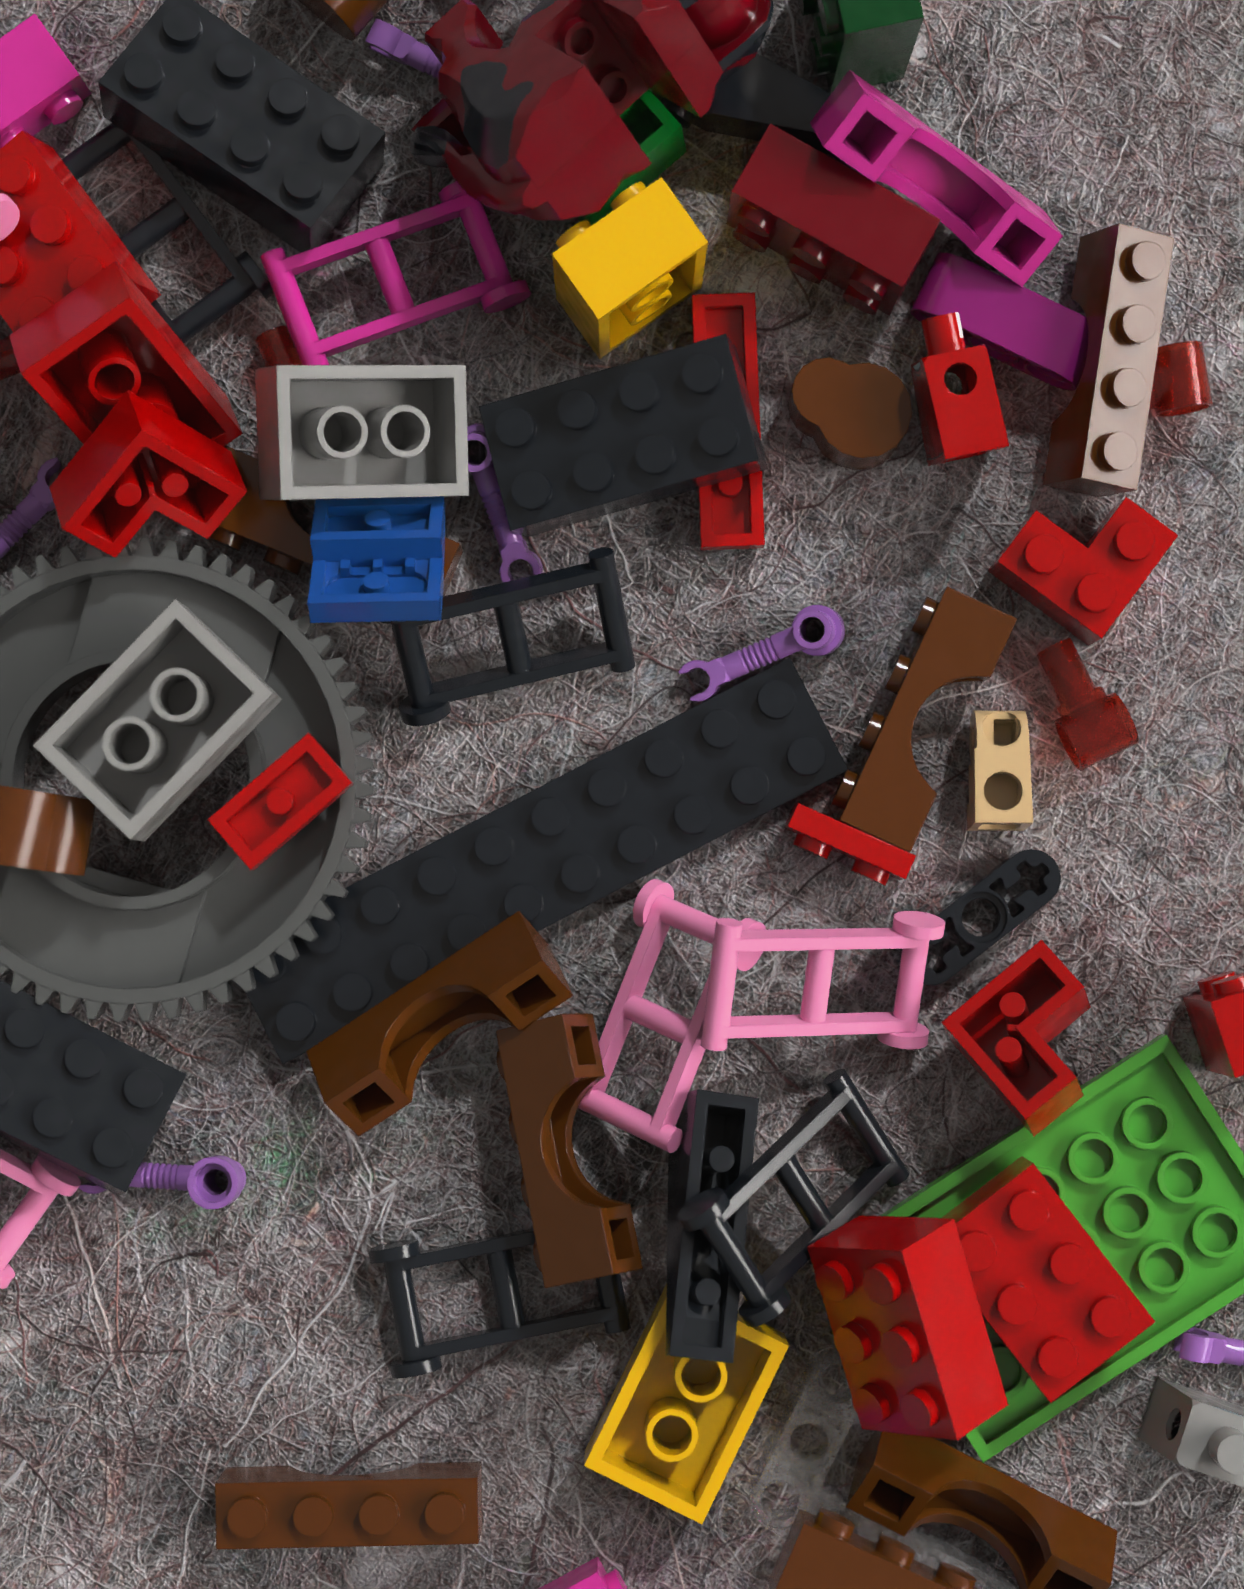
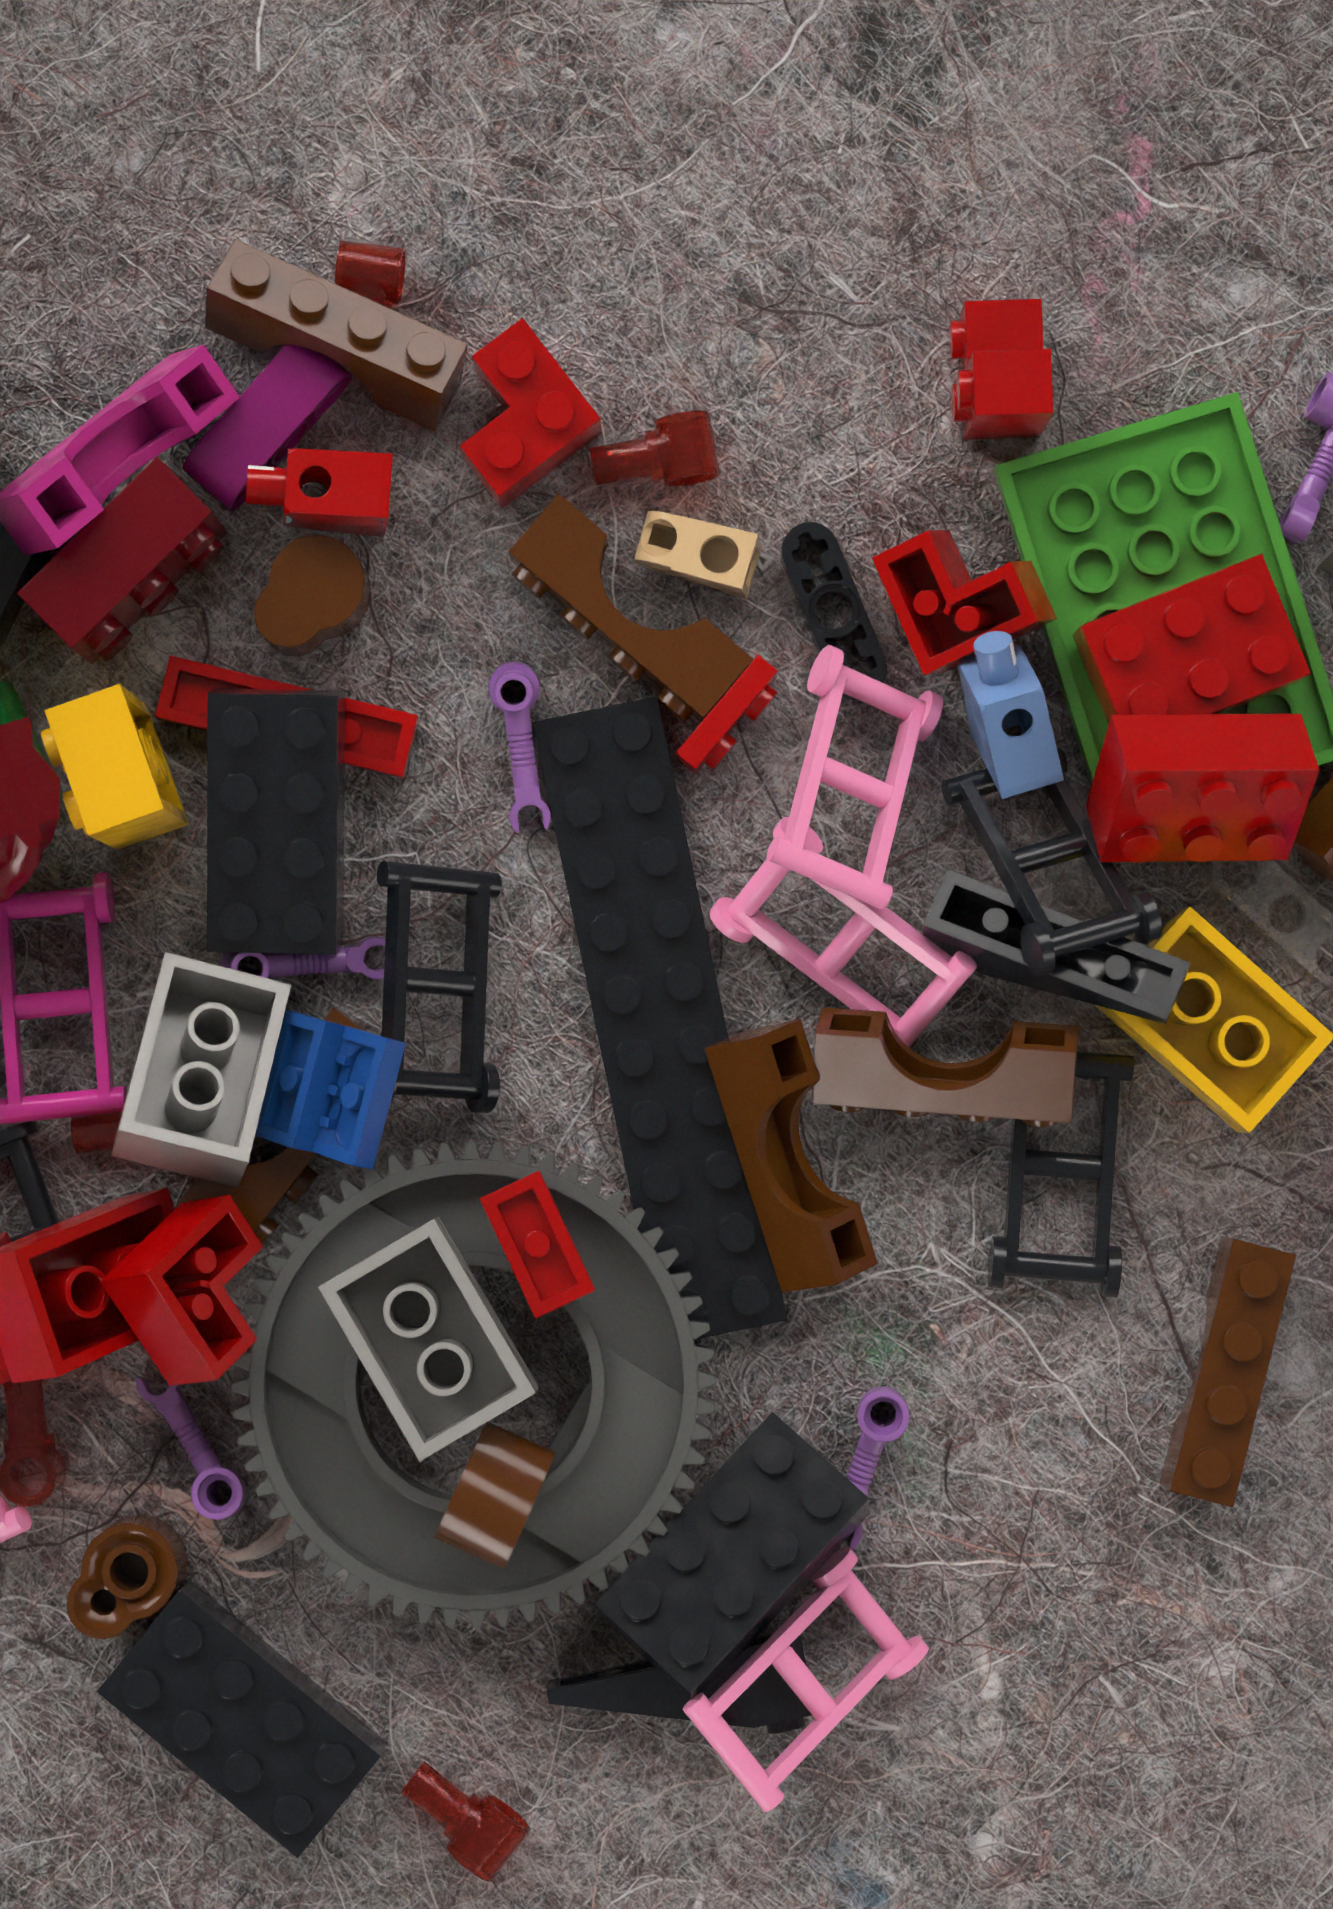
camera: 75 degrees left, 0 degrees up
(947, 1105) = (1004, 693): none -> medium blue torso

